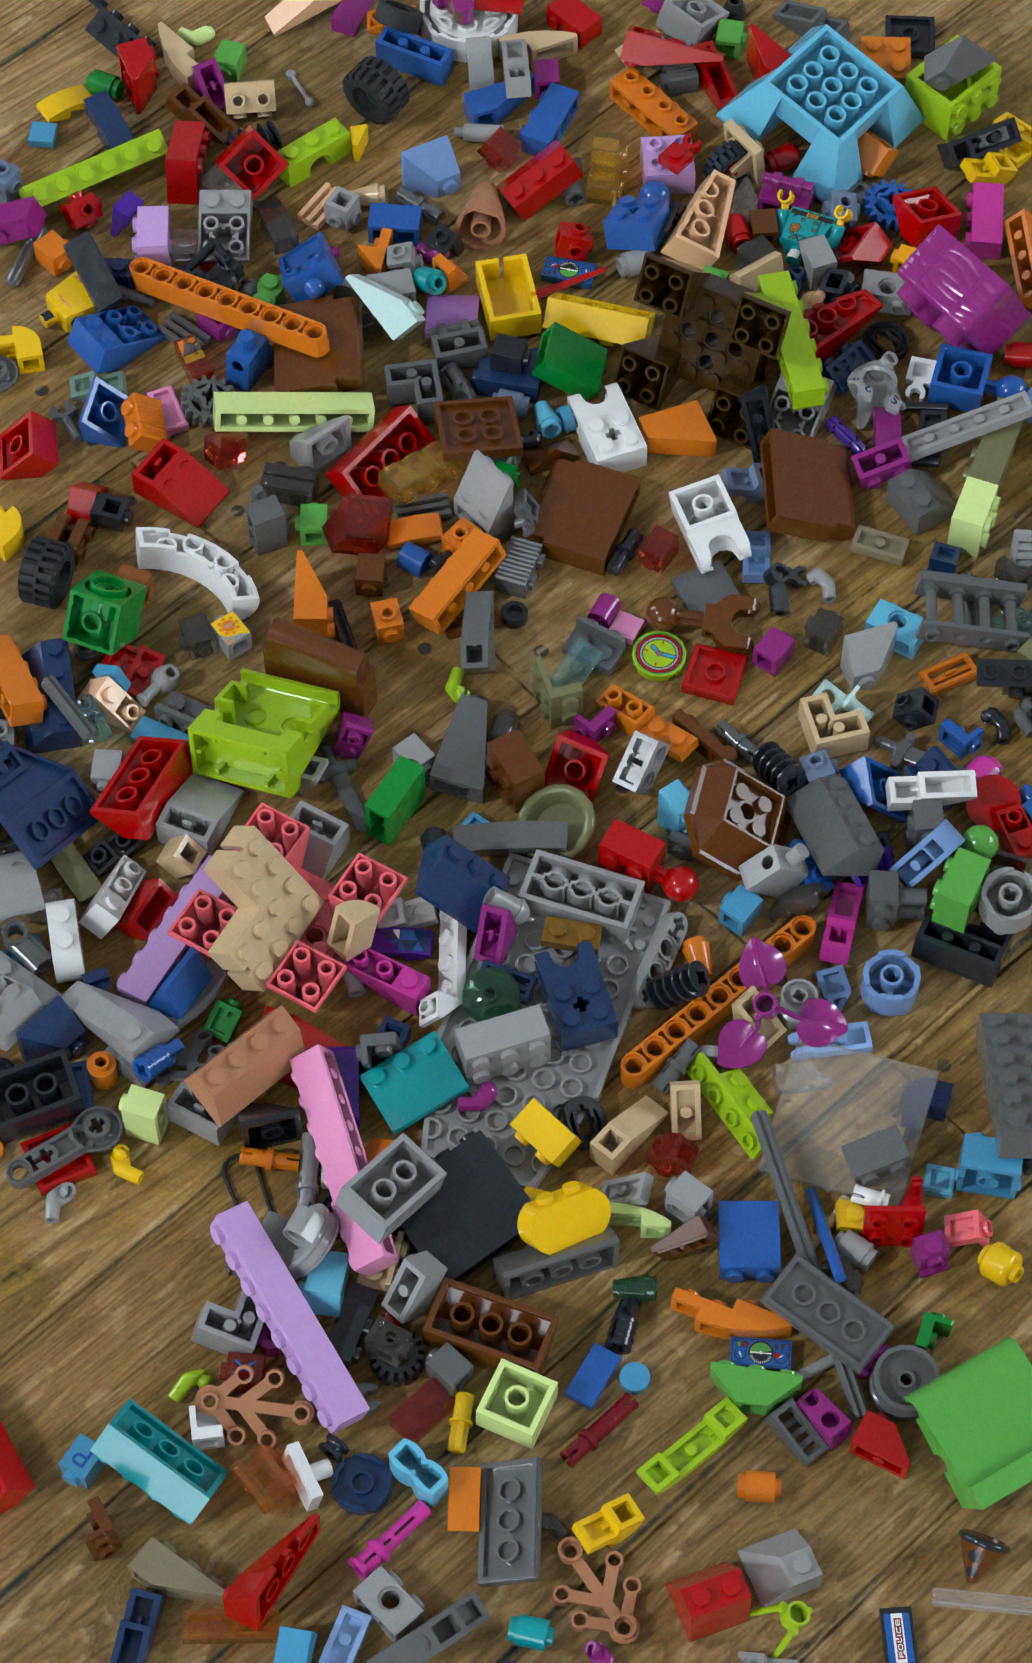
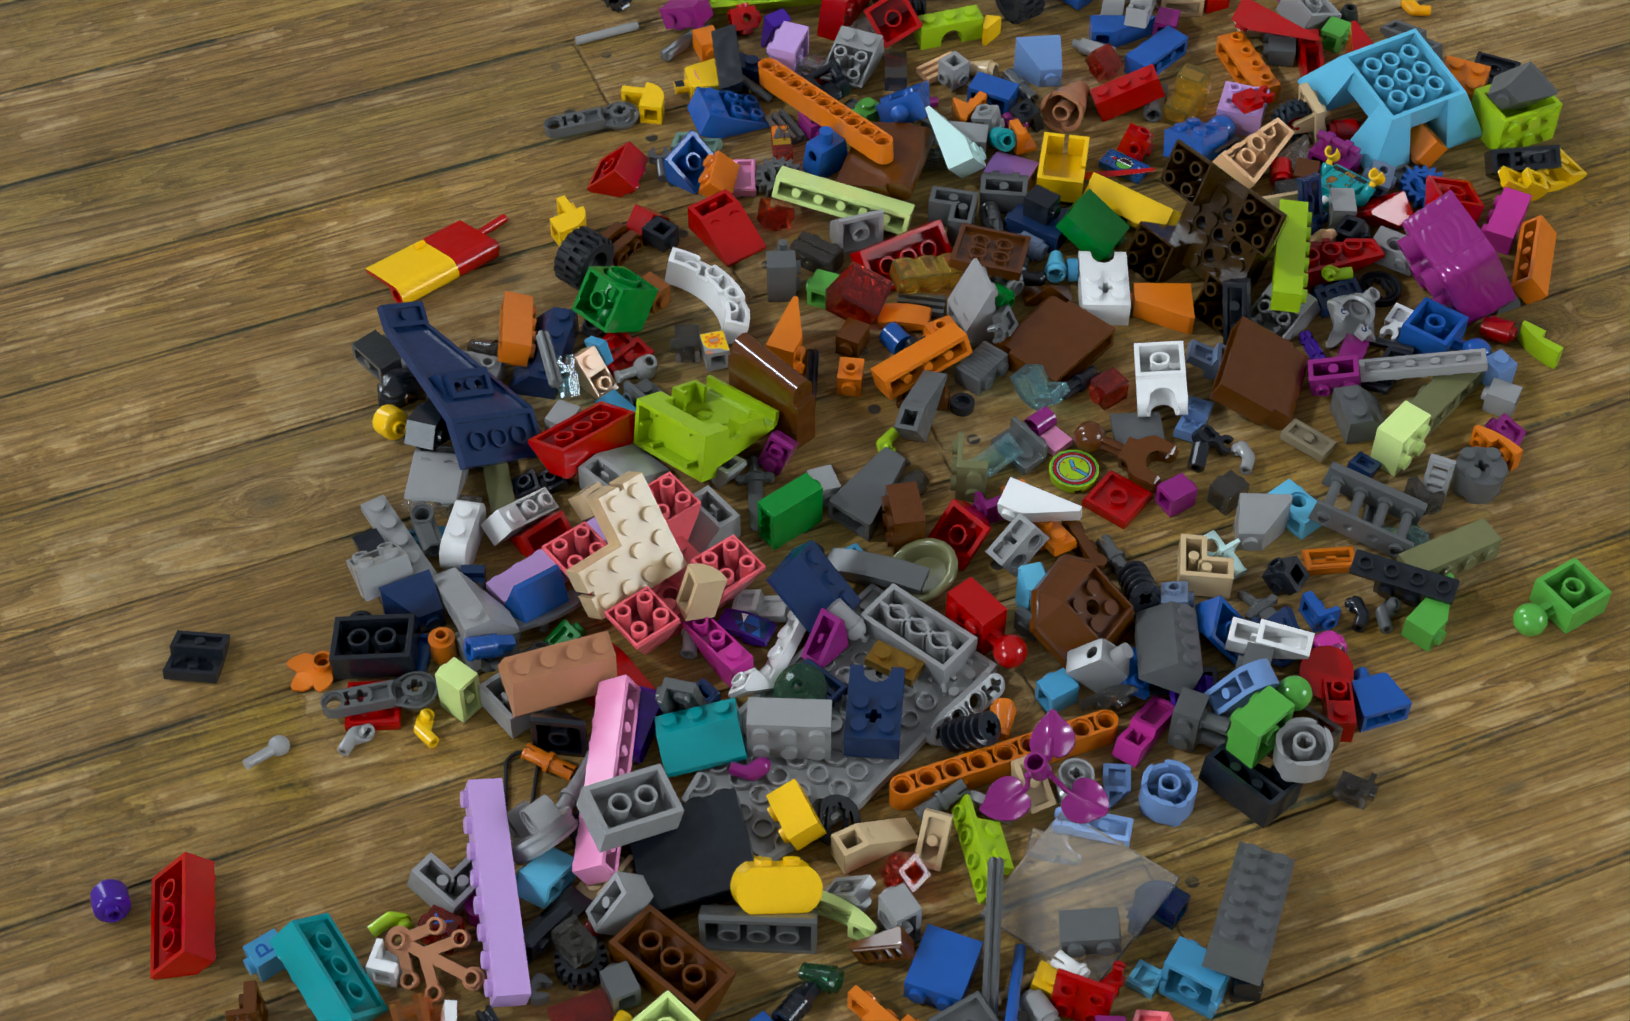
camera: 20 degrees right, 10 degrees down
(587, 575) = (1035, 388): none -> clear light blue brick
(643, 714) = (1035, 504): none -> white slope
(785, 262) = (1304, 188): none -> dark blue tile
(840, 343) = (1333, 273): none -> lime arm

